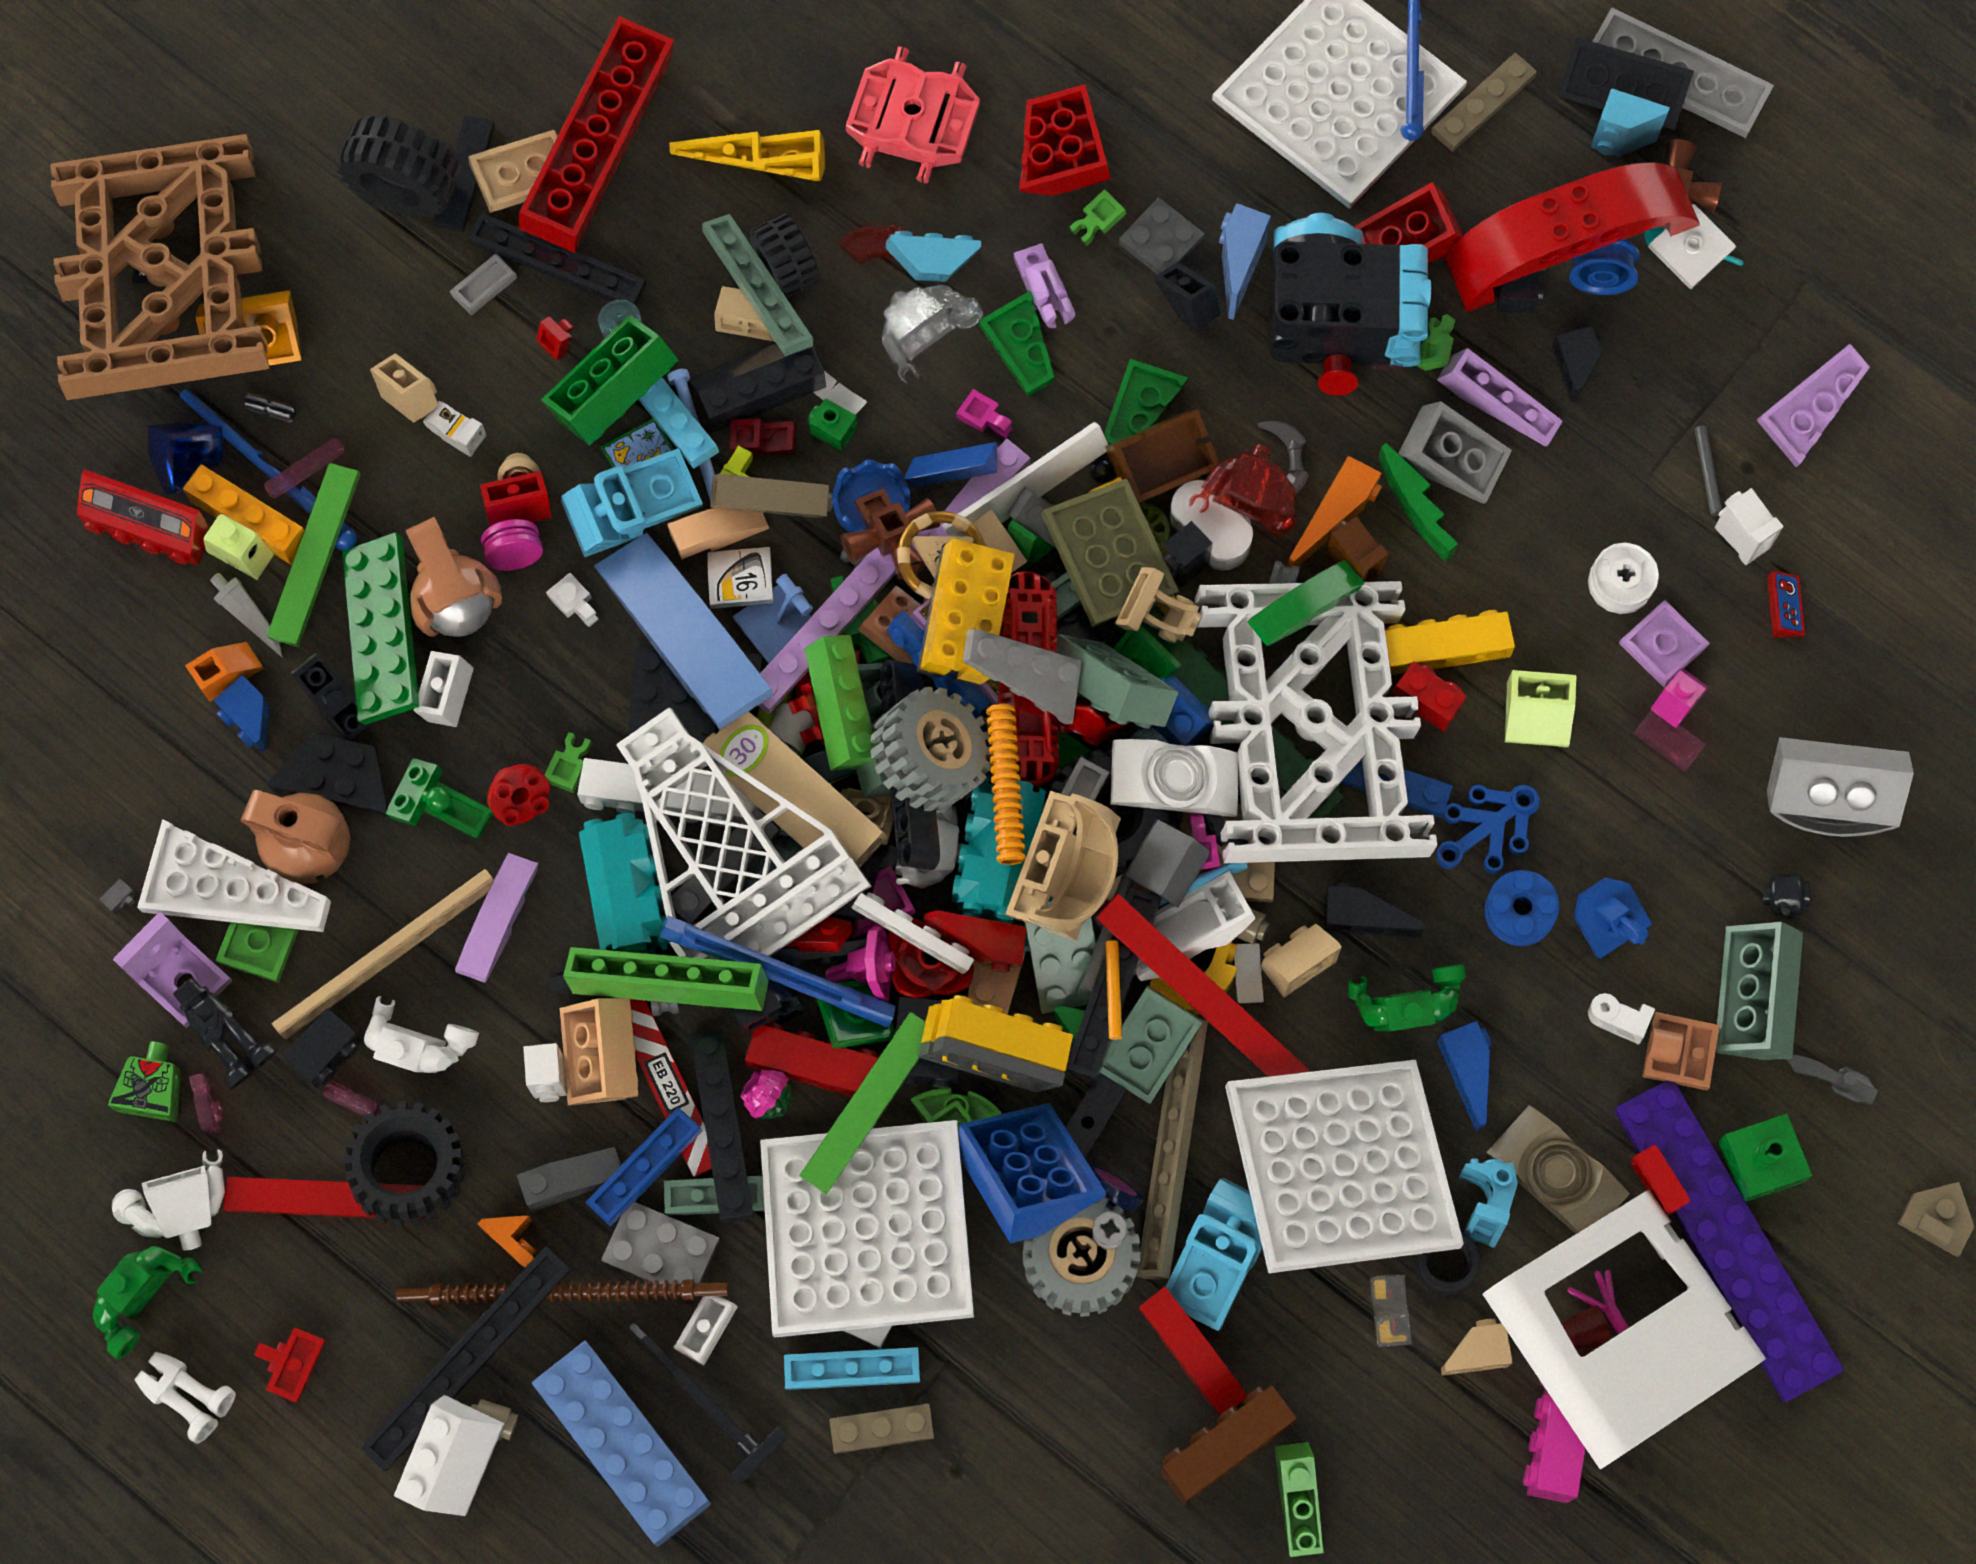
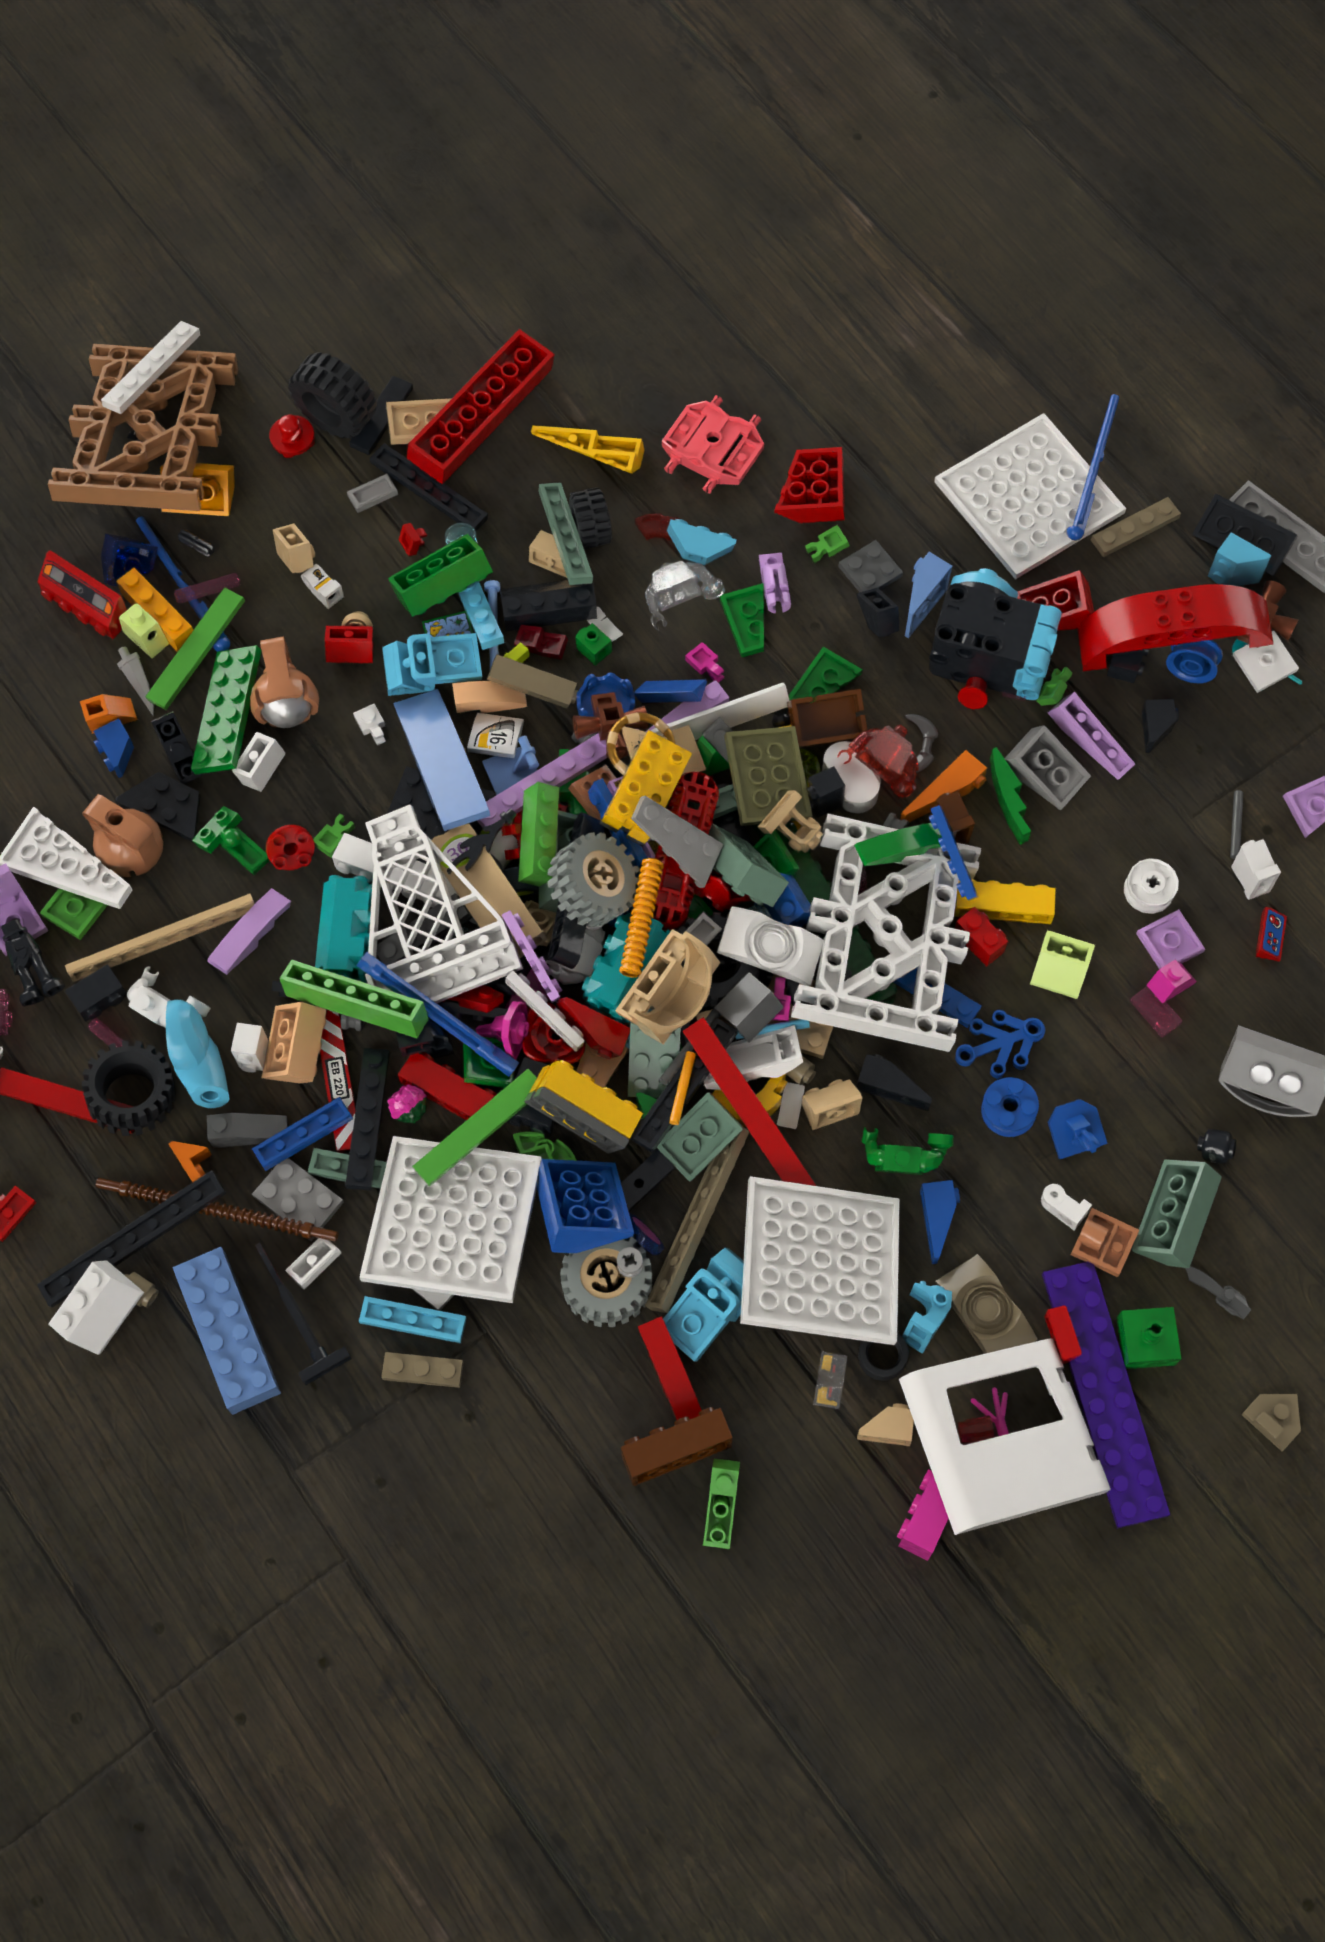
camera: 15 degrees right, 5 degrees down
(140, 181) = (150, 367): none -> white plate
(353, 229) = (292, 435): none -> red plate
(482, 1103) = (195, 1055): none -> medium azure piece
(511, 545) = (337, 673): dark pink head -> none
(766, 733) = (477, 842): none -> black piece
(890, 876) = (527, 946): none -> lavender wing
(1379, 612) = (949, 844): none -> blue plate

